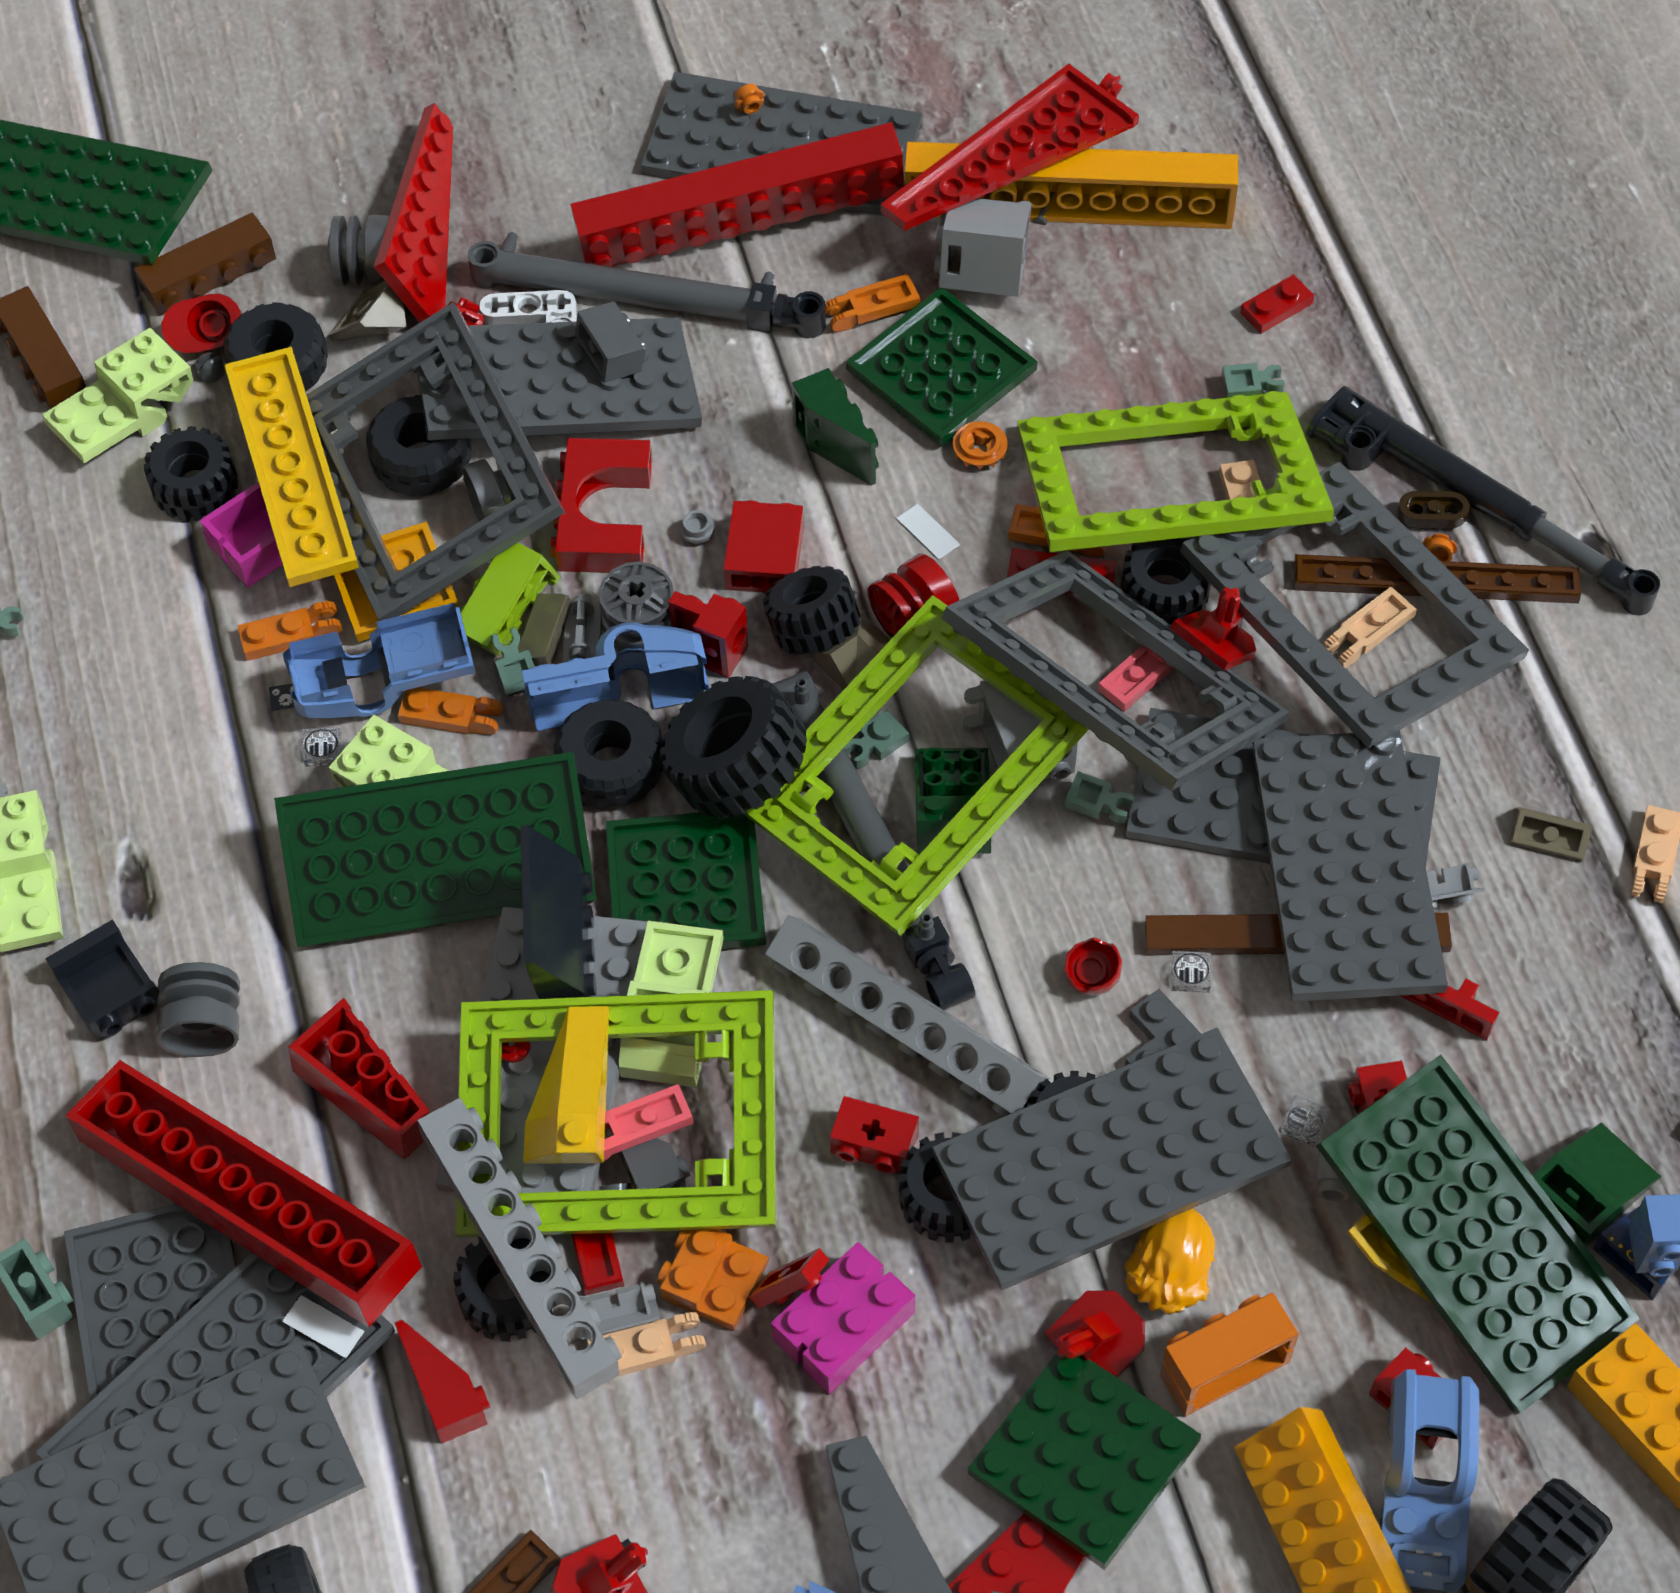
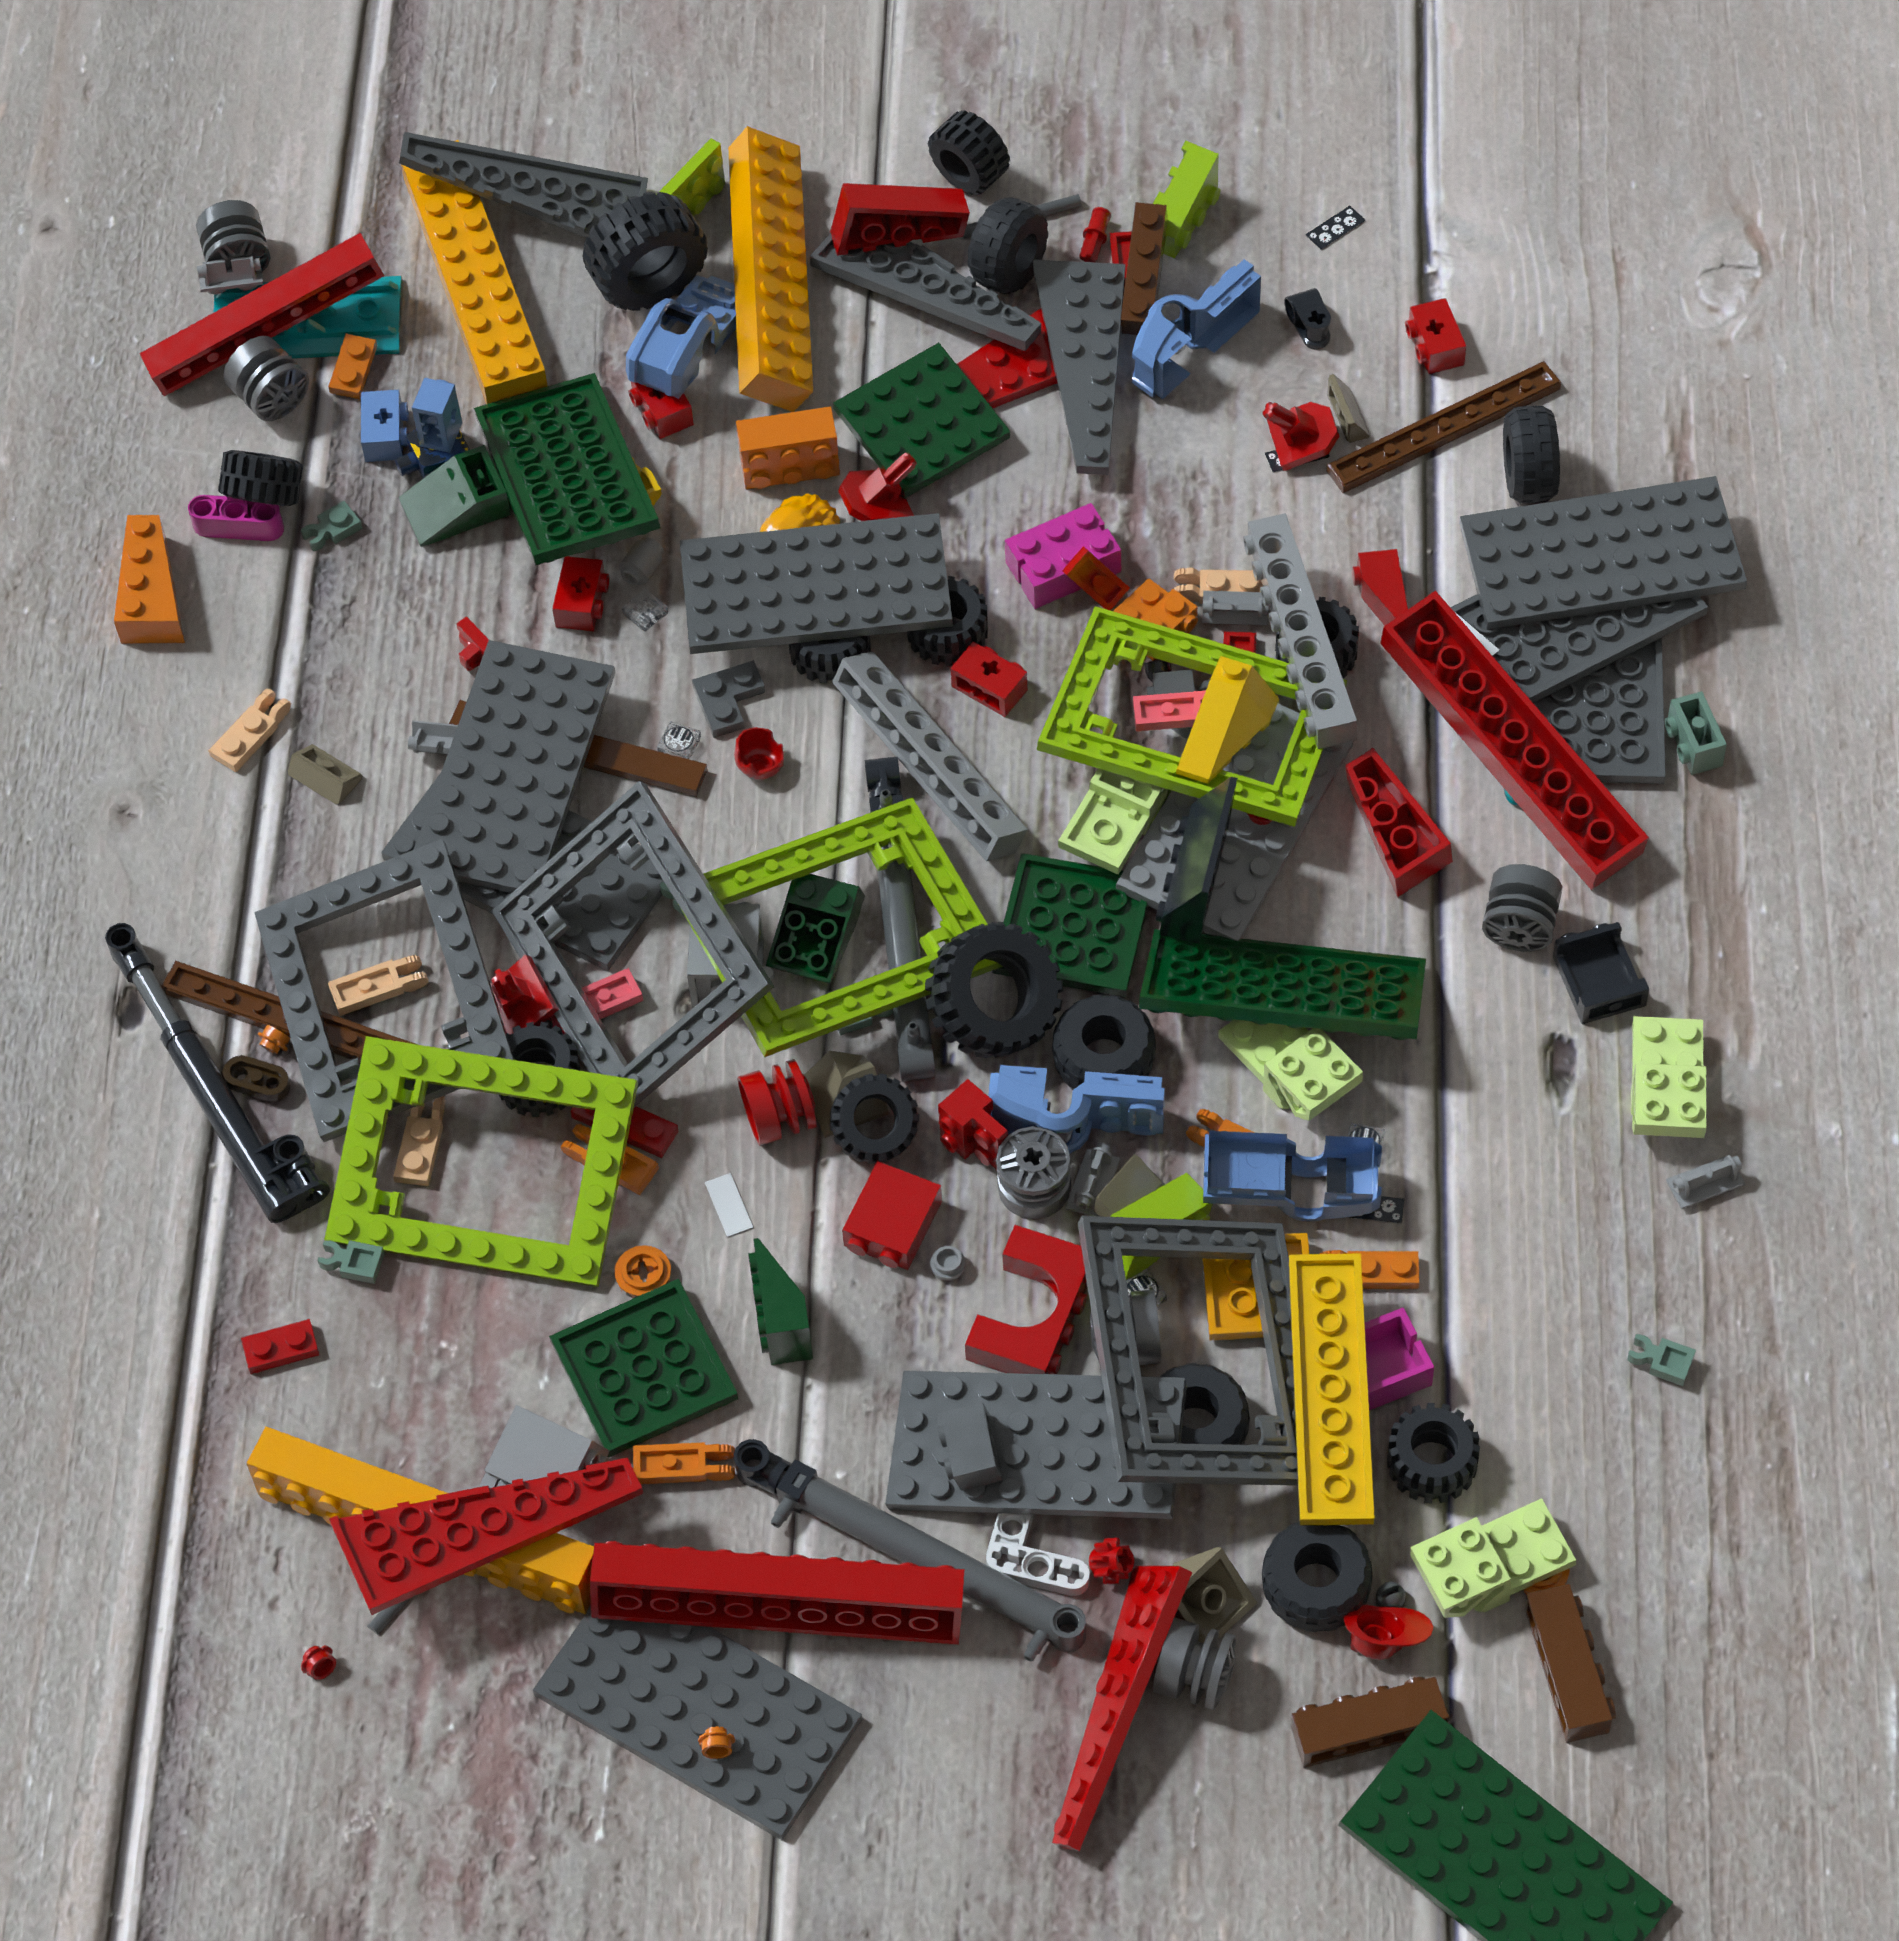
camera: 160 degrees left, 0 degrees up
(512, 663) = (1165, 1158): sand green plate -> none

